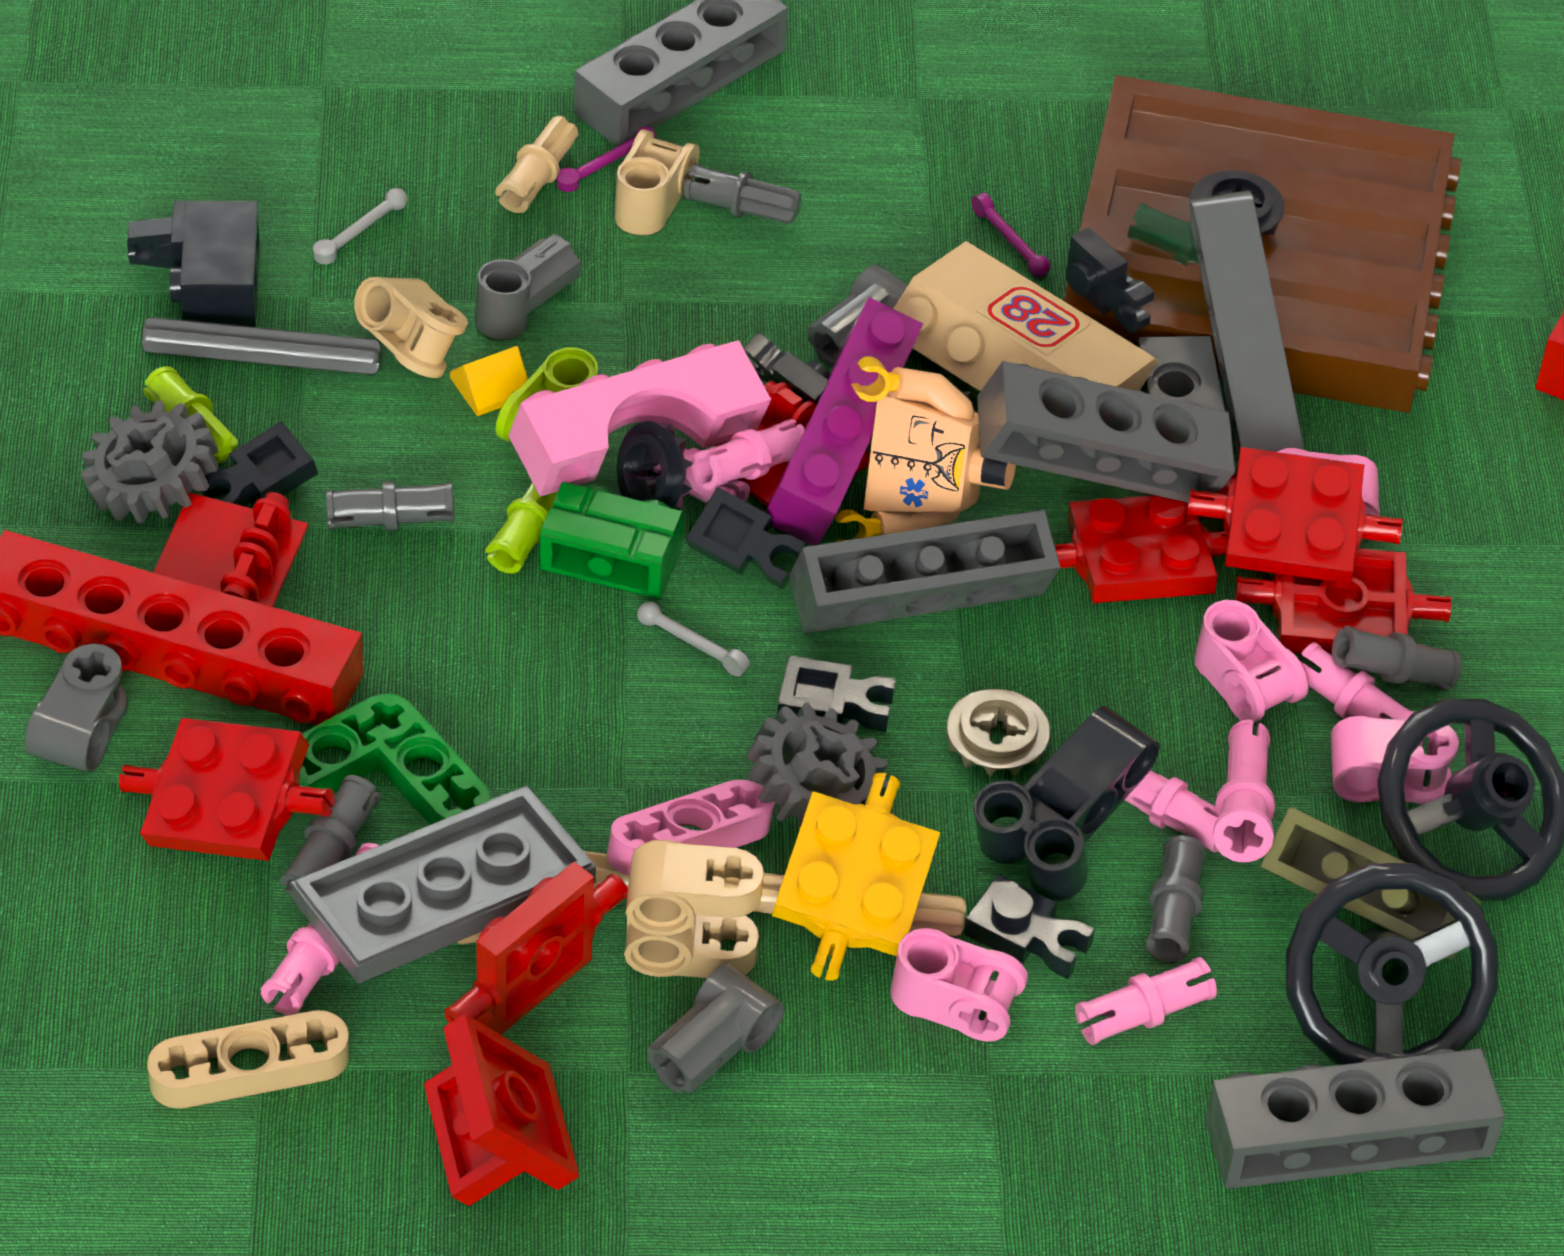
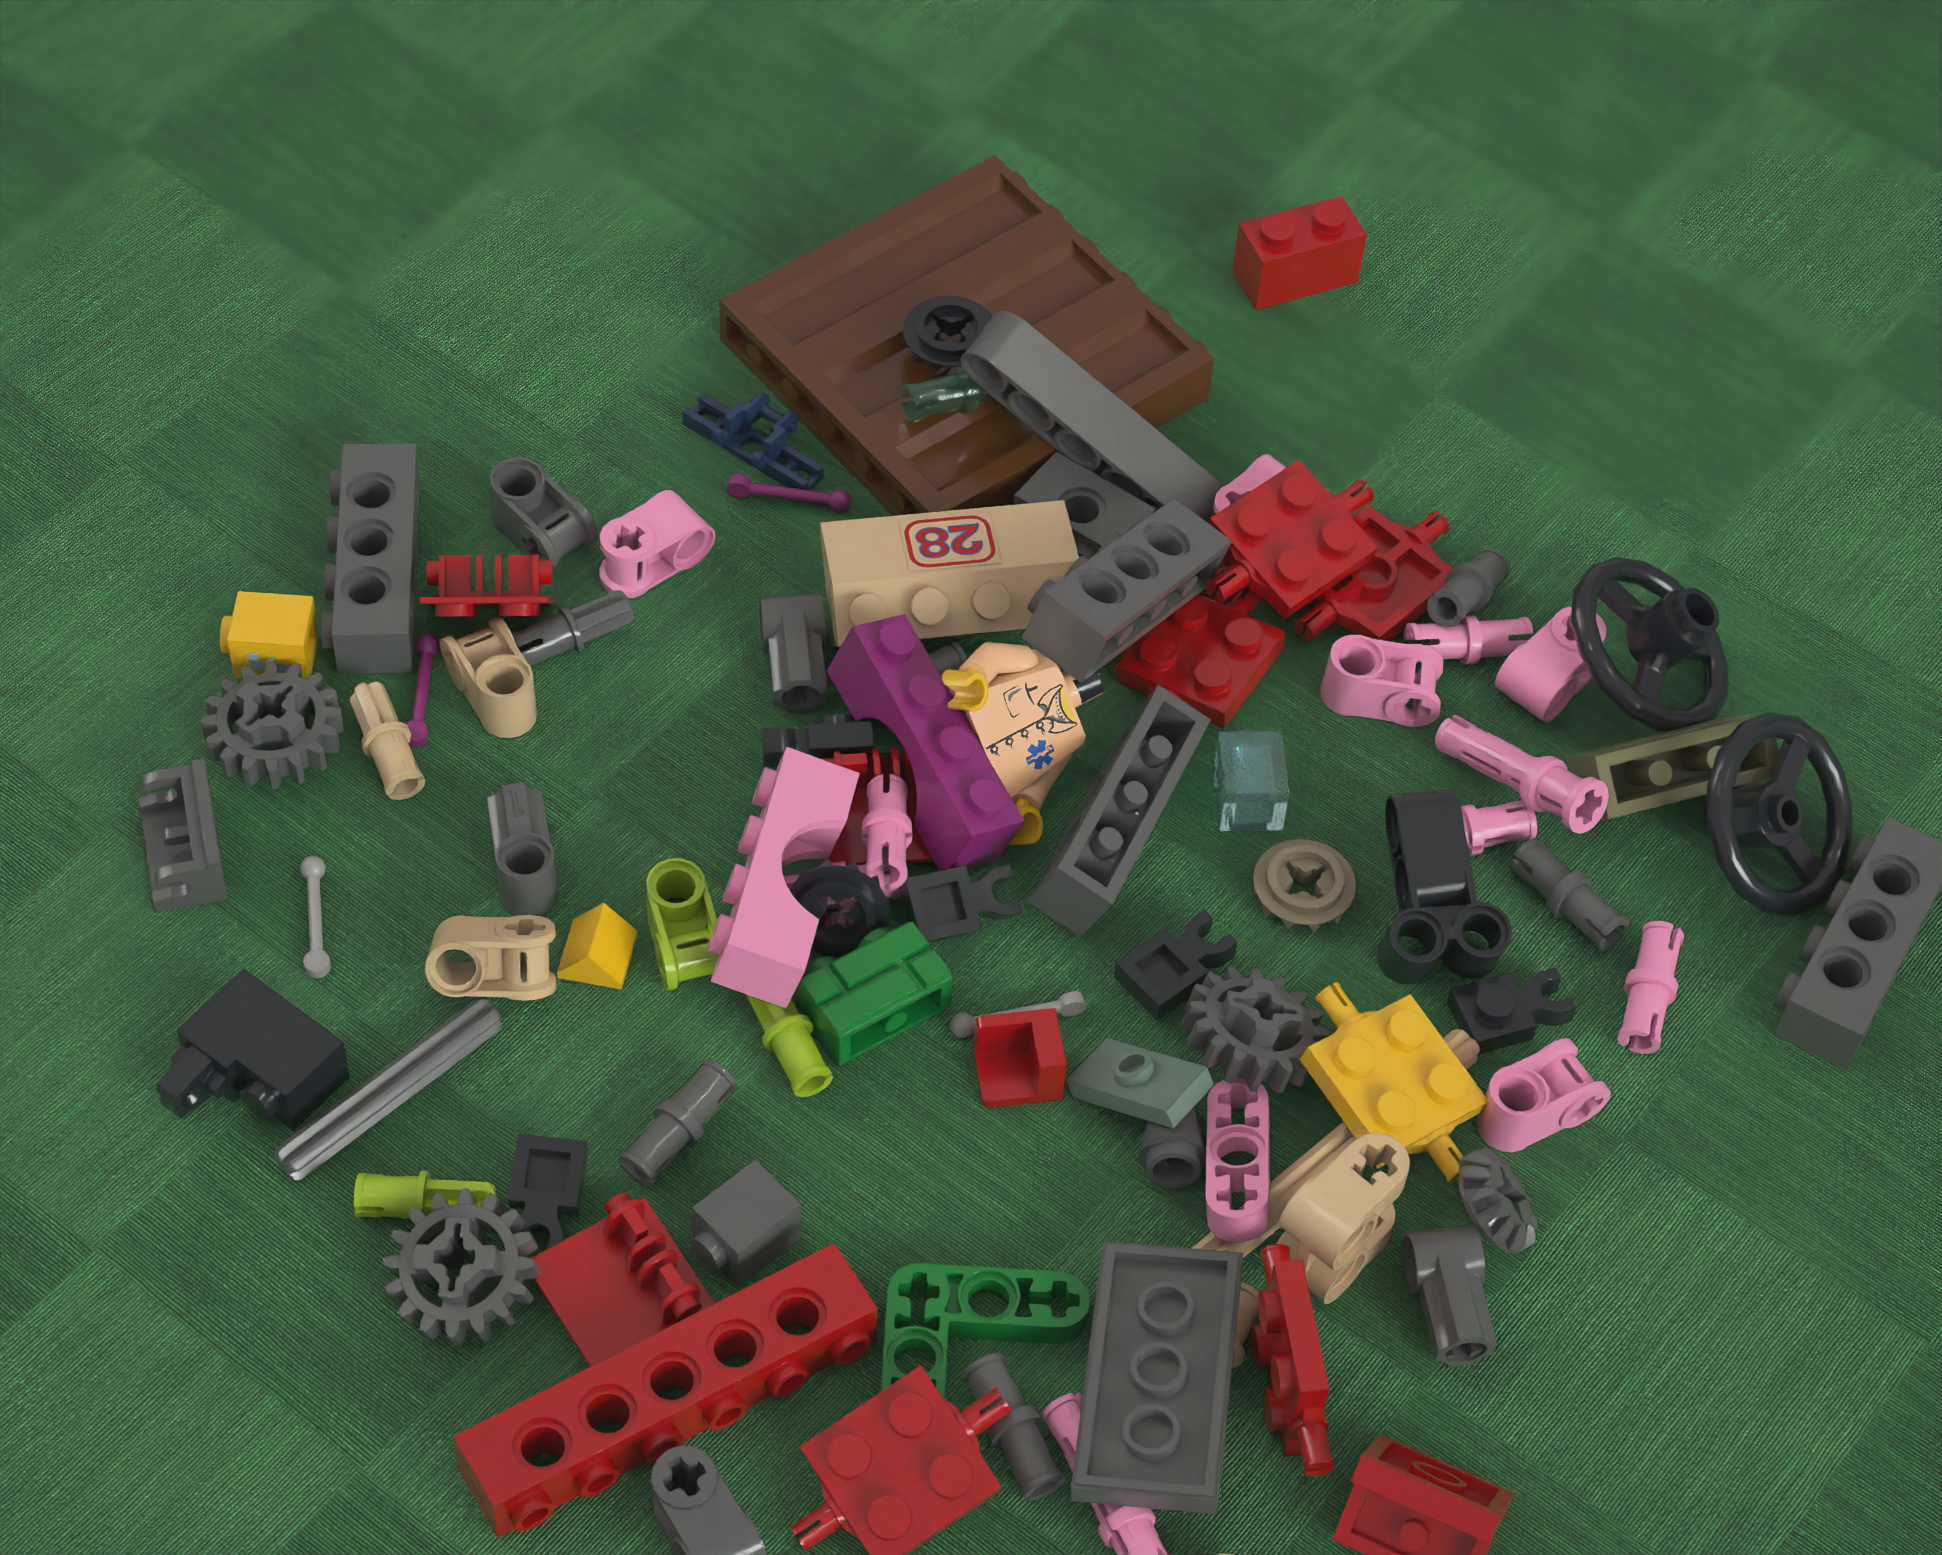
camera: 50 degrees left, 5 degrees up
(342, 585) = (745, 1224): none -> dark grey brick
(348, 124) = (182, 838): none -> dark grey hinge
(481, 100) = (272, 725): none -> dark grey gear
(548, 51) = (270, 629): none -> yellow brick
(652, 659) = (1019, 1058): none -> red panel
(673, 778) = (1177, 1149): none -> dark grey cone
(694, 731) = (1140, 1082): none -> sand green plate
(718, 125) = (456, 596): none -> red hinge
(799, 1007) = (1496, 1201): none -> dark grey gear
(817, 110) = (538, 511): none -> dark grey piece
(870, 189) = (652, 544): none -> bright pink piece
(1037, 191) = (741, 420): none -> dark blue piece
(1051, 638) = (1250, 780): none -> clear light blue brick
(1102, 278) = (951, 467): black plate -> none

